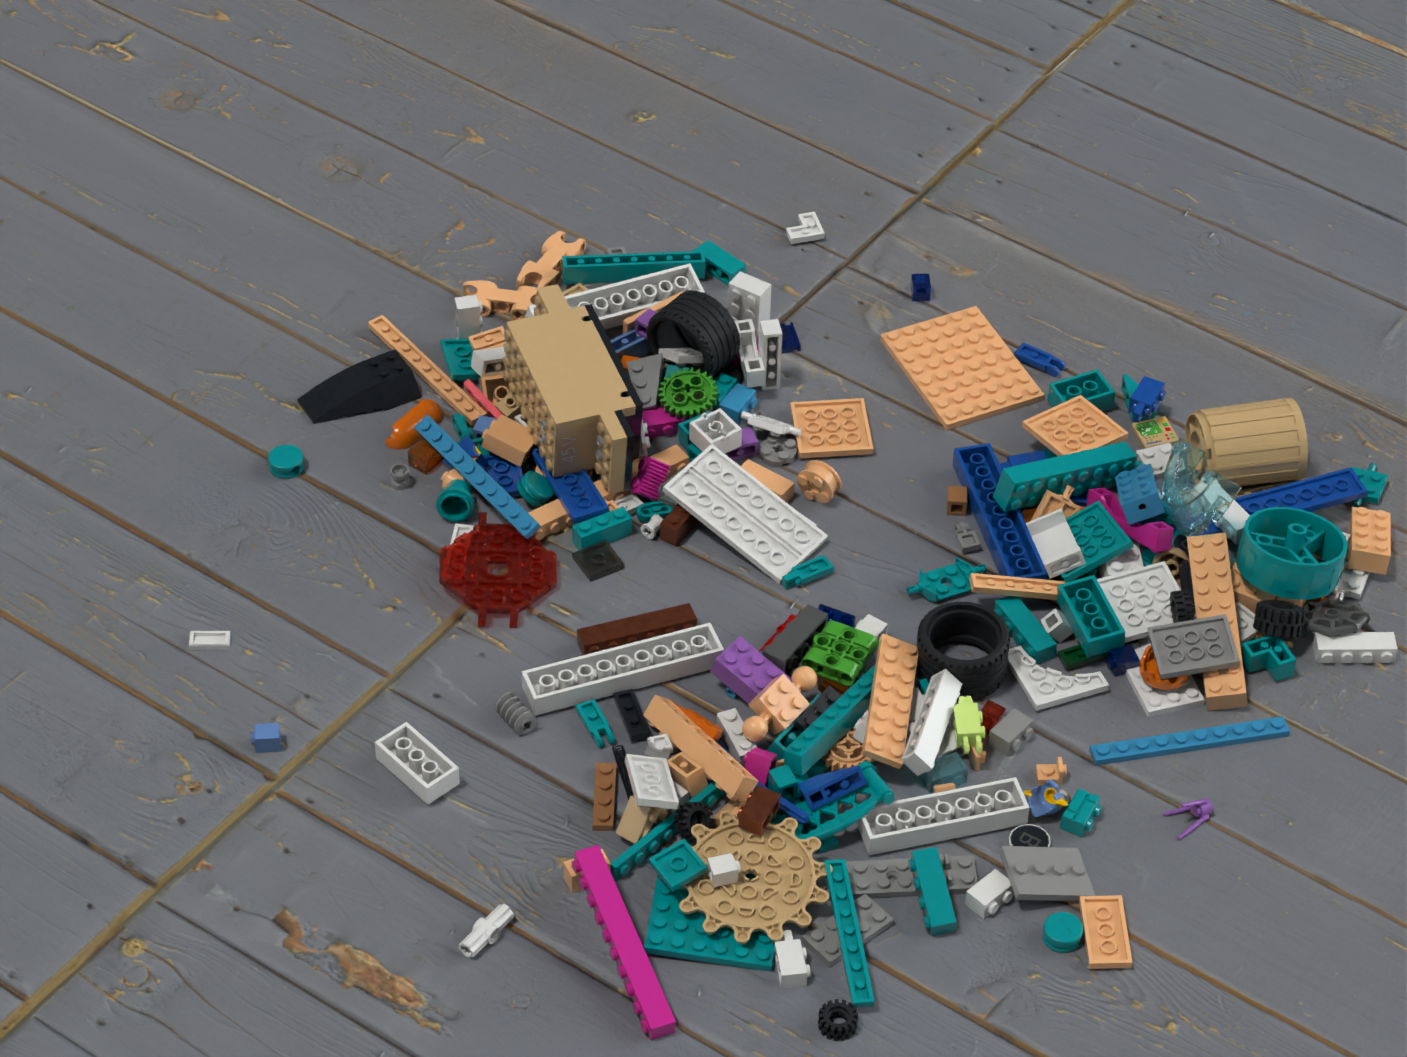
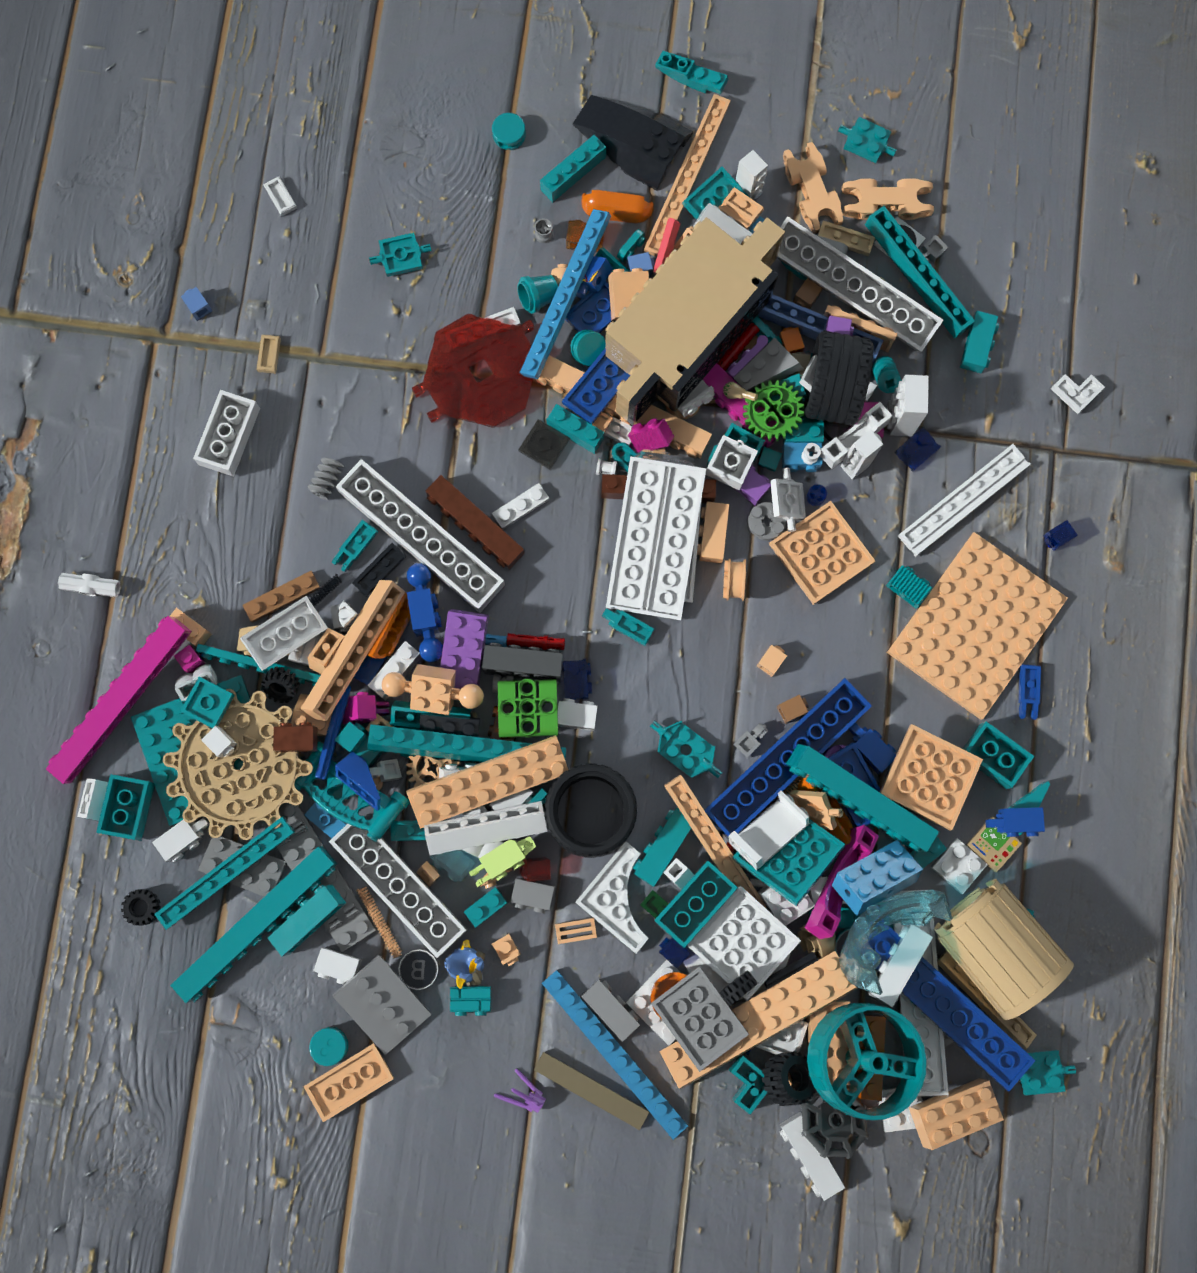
camera: 60 degrees right, 35 degrees up
(336, 330) = (691, 75): none -> teal slope
(340, 579) = (400, 254): none -> teal plate
(358, 710) = (268, 354): none -> tan tile
(359, 434) = (573, 168): none -> teal brick
(488, 254) = (867, 140): none -> teal plate
(622, 879) = (189, 659): none -> dark pink brick
(643, 594) = (520, 506): none -> white plate
(645, 884) = (186, 682): none -> white brick
(652, 409) = (733, 391): none -> tan piece
(698, 691) = (423, 612): none -> blue brick
(705, 1013) = (92, 799): none -> white panel
(732, 985) = (125, 807): none -> teal brick
(743, 387) = (816, 453): none -> white bush
(778, 410) = (818, 491): none -> clear blue wheel
(847, 849) = (324, 820): none -> dark azure plate
(849, 329) = (964, 500): none -> white plate
(900, 388) = (909, 586): none -> teal brick
(900, 786) = (407, 831): none -> teal plate
(905, 495) = (772, 660): none -> light nougat brick
(913, 934) = (254, 924): none -> teal brick
(971, 849) = (387, 938): none -> light nougat piece
(1001, 762) = (485, 907): none -> teal brick
(1065, 709) = (559, 934): none -> light nougat tile
(1149, 722) = (611, 1009): none -> light grey brick
(1213, 769) = (591, 1090): none -> dark tan tile

